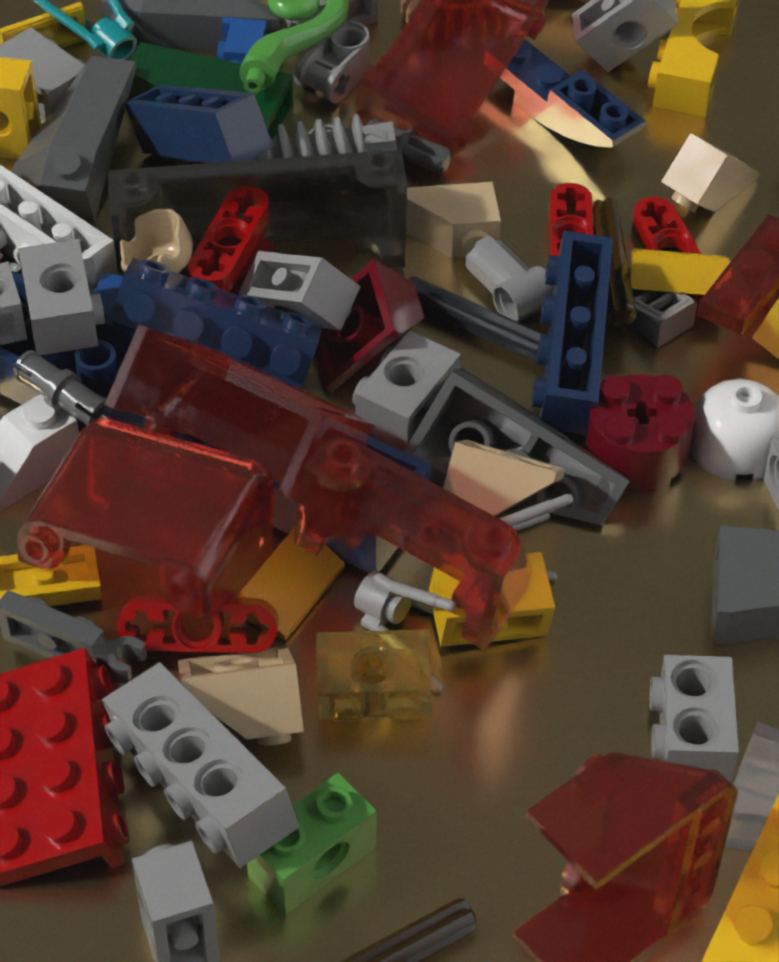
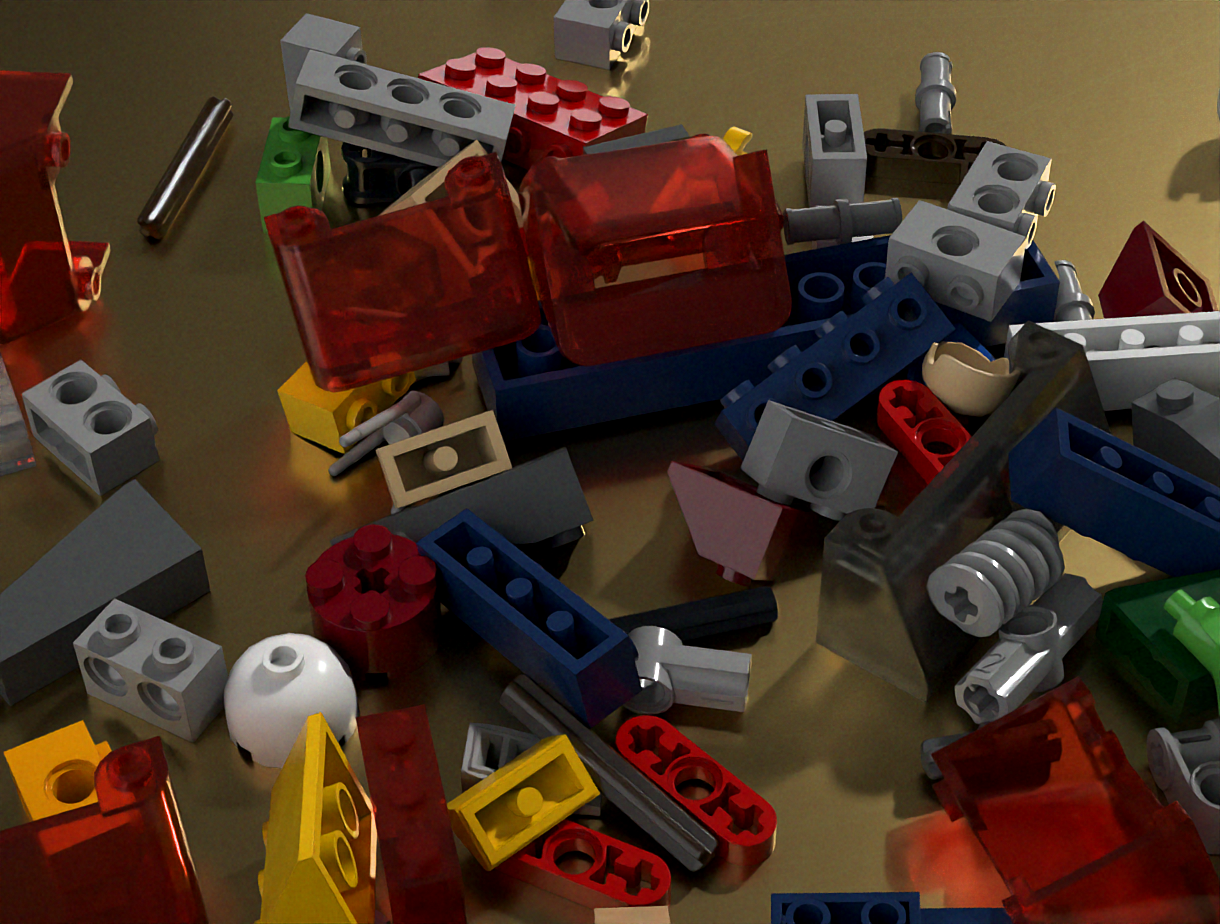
camera: 135 degrees right, 5 degrees down
(404, 387) = (631, 496): light grey brick -> none
(453, 216) = (818, 692): tan slope -> none

